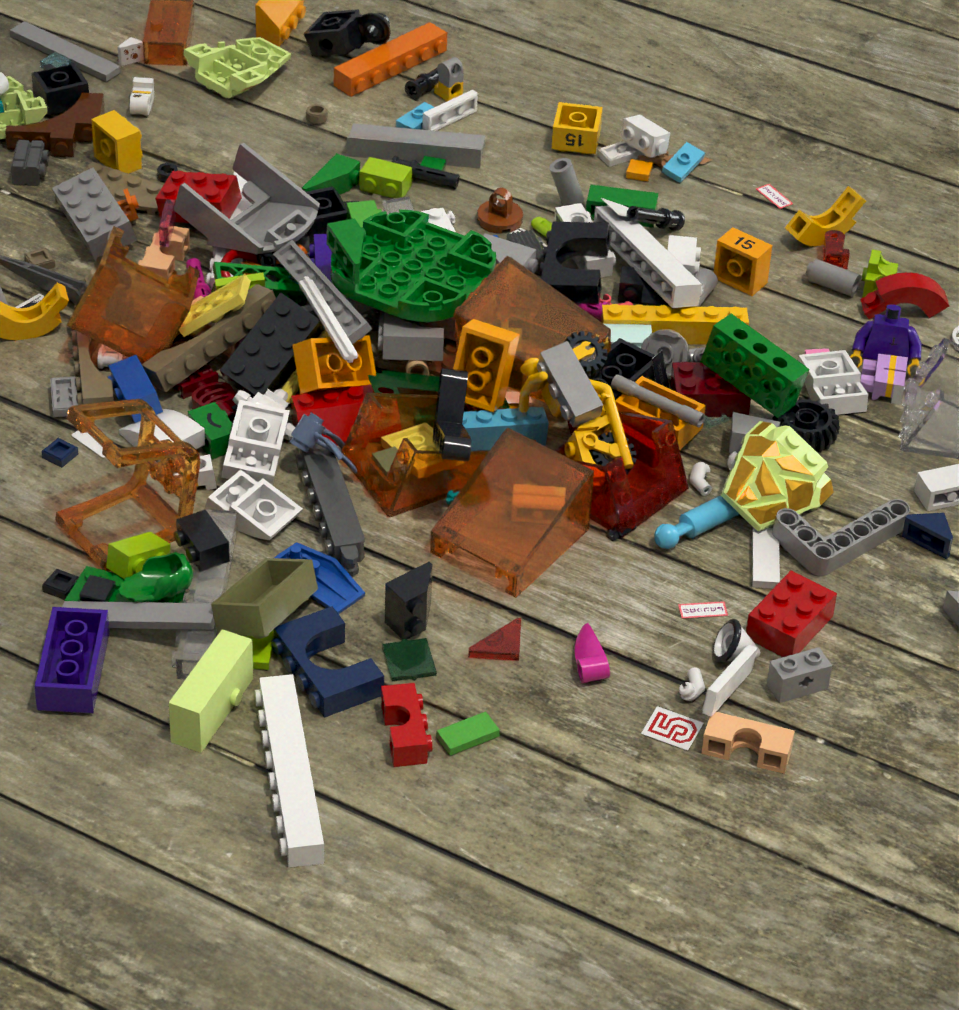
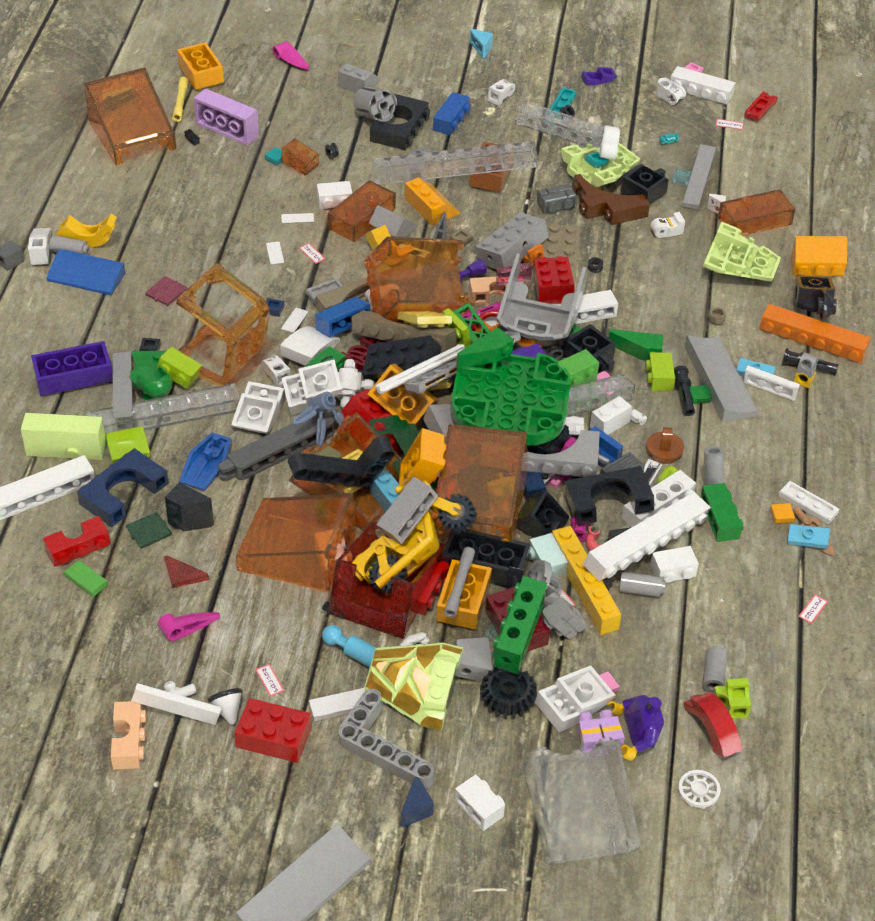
camera: 70 degrees right, 5 degrees up
(97, 589) = (140, 359): black tile -> none
(117, 142) = (596, 227): yellow brick -> none
(202, 540) = (193, 387): black brick -> none
(265, 597) = (153, 433): olive piece -> none
(576, 128) = (799, 458): yellow brick -> none
(619, 209) = (697, 507): white sticker -> none
(645, 136) = (809, 502): white brick -> none
(661, 218) = (712, 537): black pin -> none
(672, 728) = (129, 684): white sticker -> none
(742, 261) = (686, 600): light orange brick -> none
(799, 675) = (208, 749): light grey brick -> none
(812, 229) = (780, 647): yellow arch -> none
(833, 249) = (754, 661): clear red leg -> none

